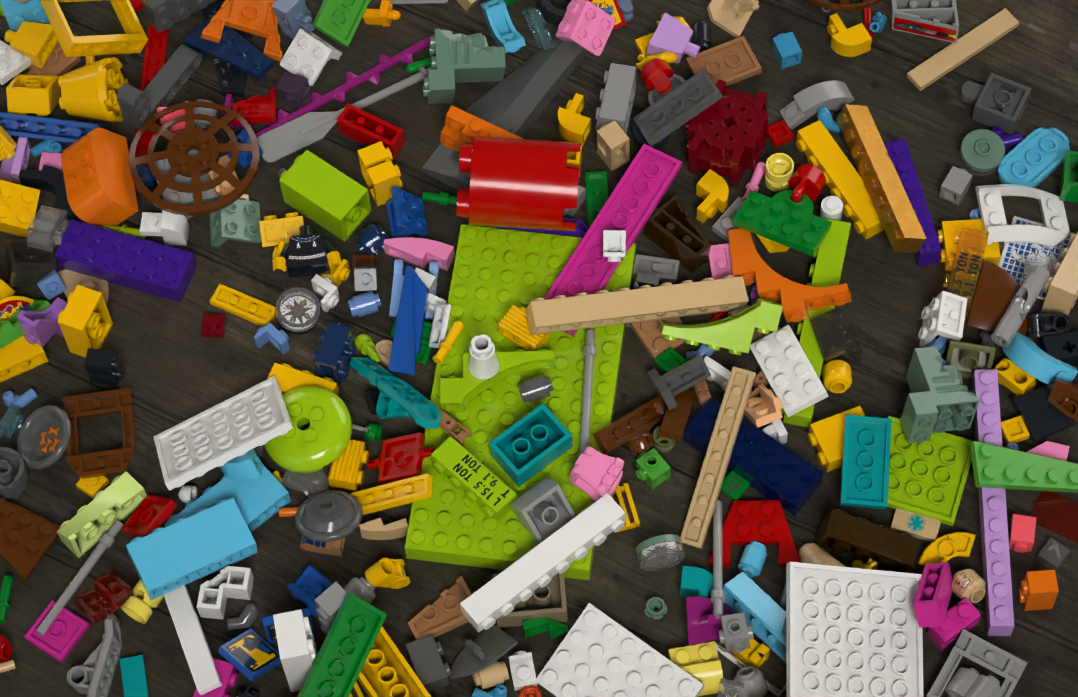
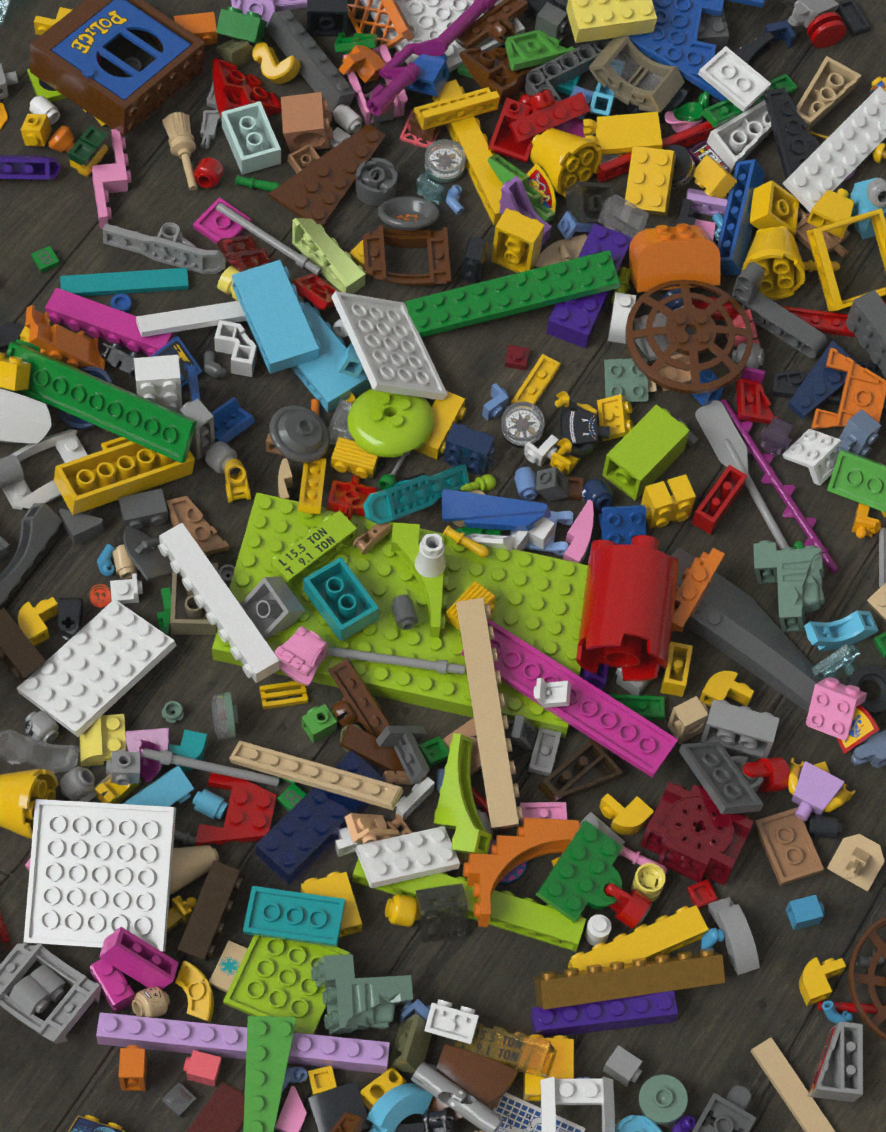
camera: 85 degrees right, 0 degrees up
(146, 325) = (513, 294): none -> green plate
(490, 569) = (225, 570): none -> light grey plate

